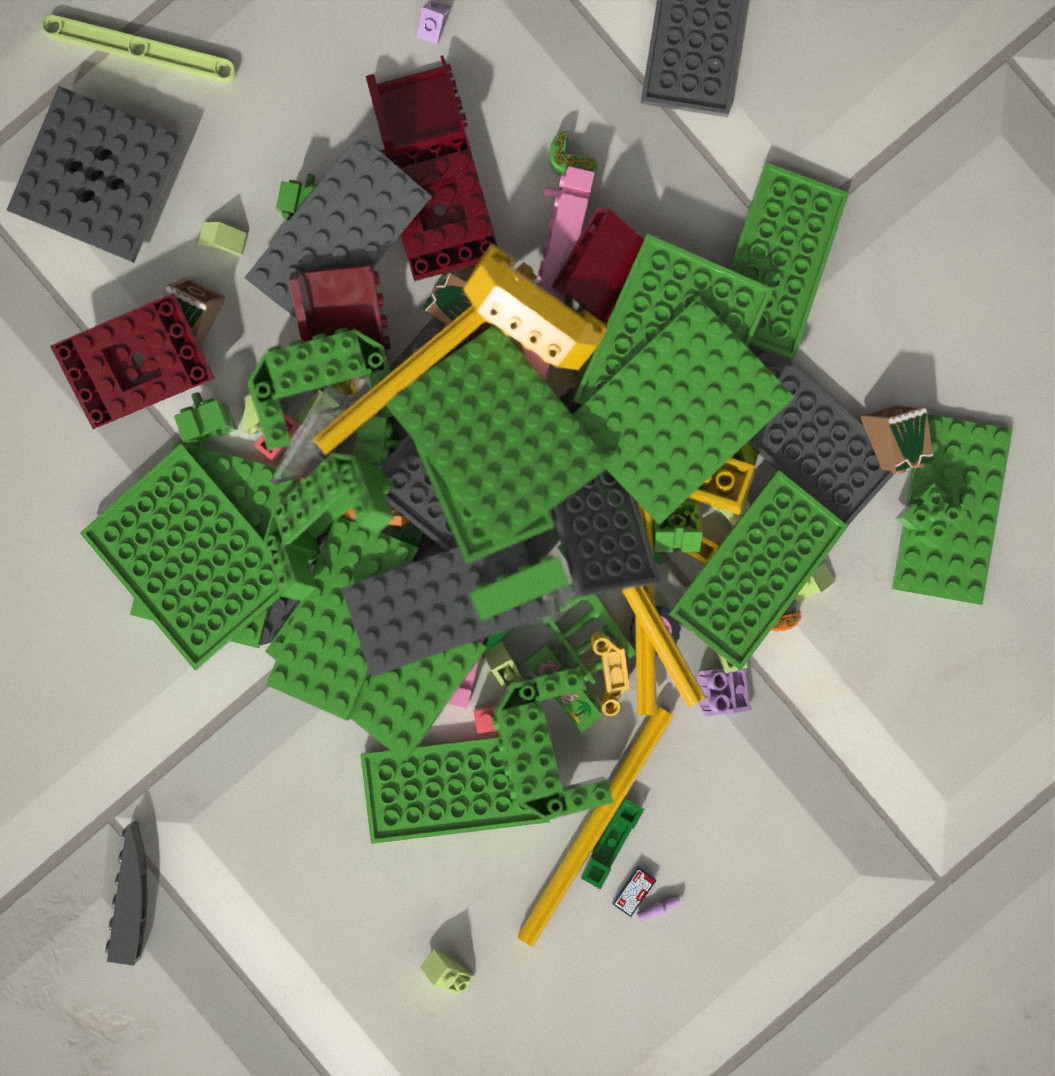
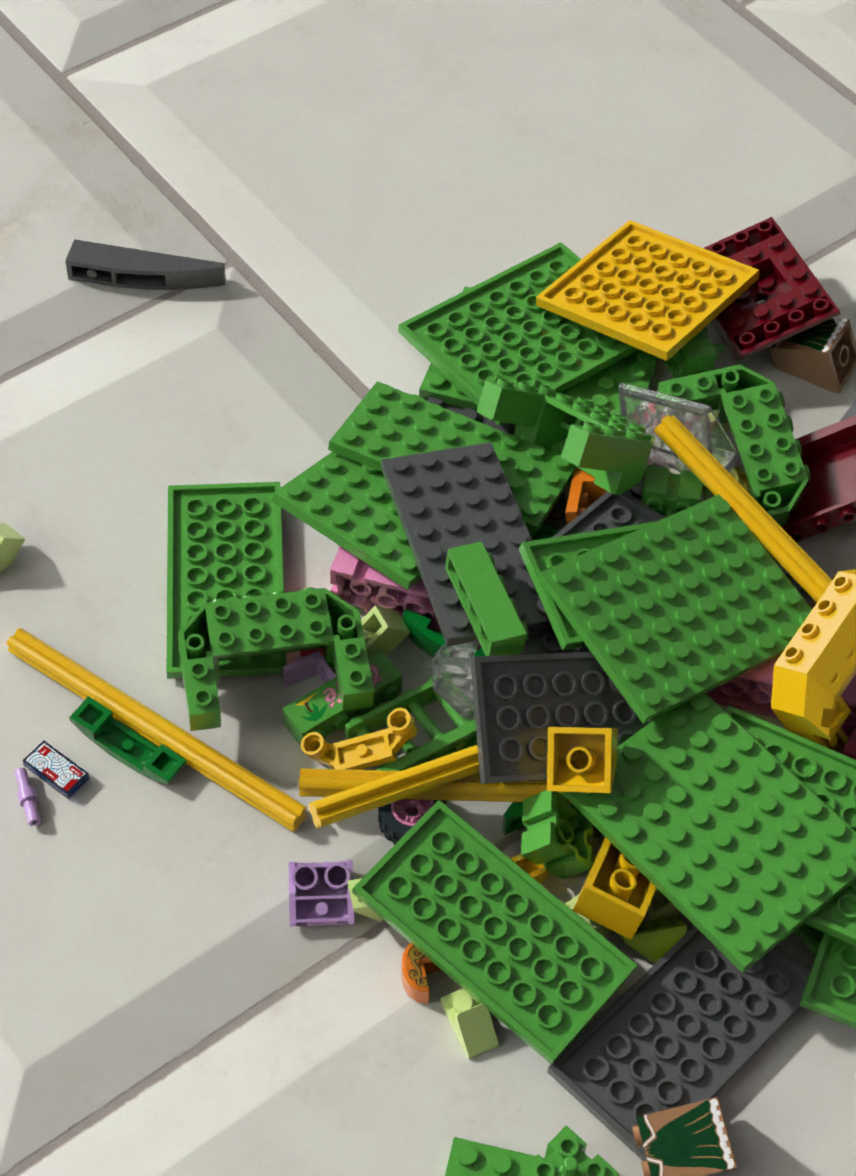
camera: 90 degrees right, 35 degrees down
(145, 457) = (647, 289): none -> yellow plate
(643, 511) = (581, 759): none -> yellow slope

